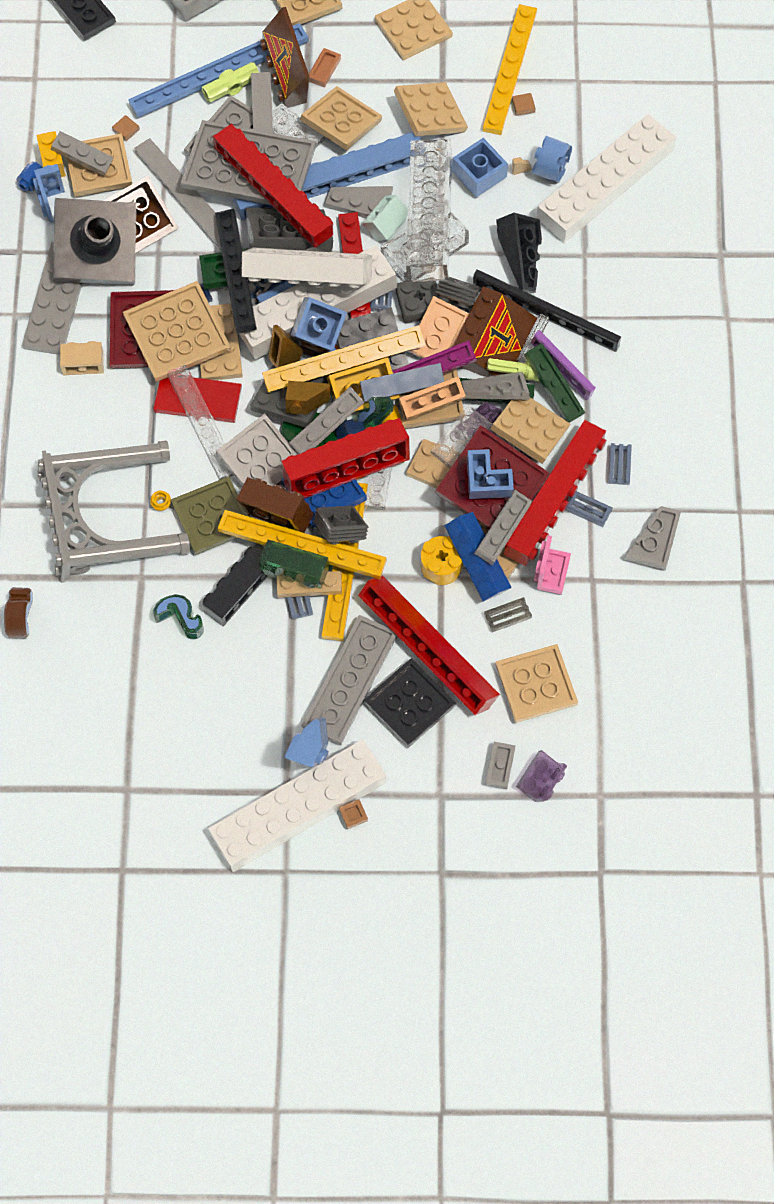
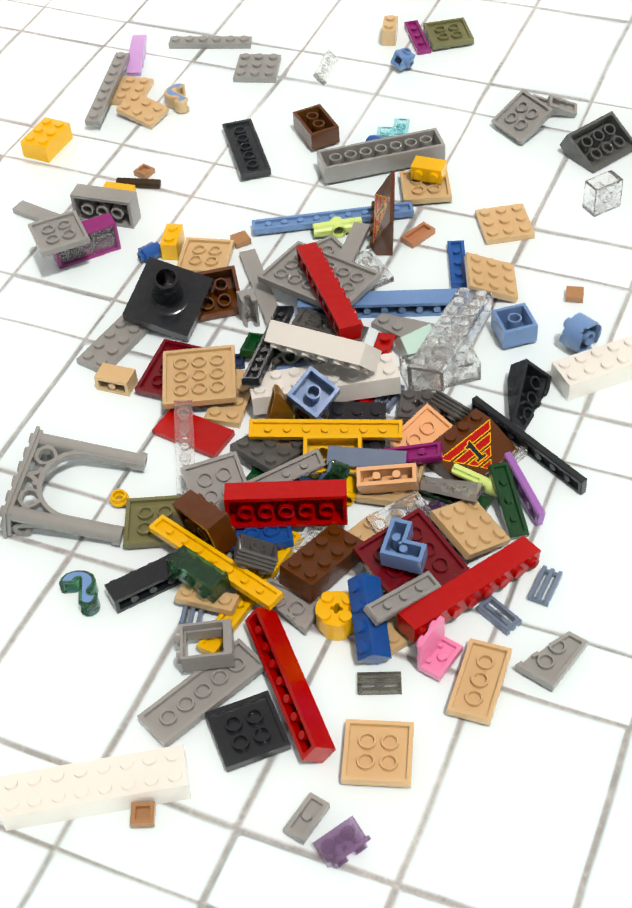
camera: 25 degrees right, 20 degrees down
(47, 183) = (156, 249): medium blue bracket -> none
(82, 153) = (194, 242): light grey plate -> none
(186, 224) = (248, 307): none -> light grey hinge
(306, 396) = (277, 447): pearl gold slope -> none
(310, 745) = (123, 724): medium blue wedge -> none
(341, 118) = (413, 267): tan plate -> none
(343, 611) = (206, 630): none -> light grey window
(384, 97) = (456, 255): none -> blue tile
(402, 560) = (295, 608): none -> light grey wing
(404, 510) = (320, 563): none -> reddish brown brick
(509, 70) = (572, 269): yellow plate -> none
(520, 166) = (551, 334): tan tile -> none
(598, 583) = (479, 682): none -> tan plate

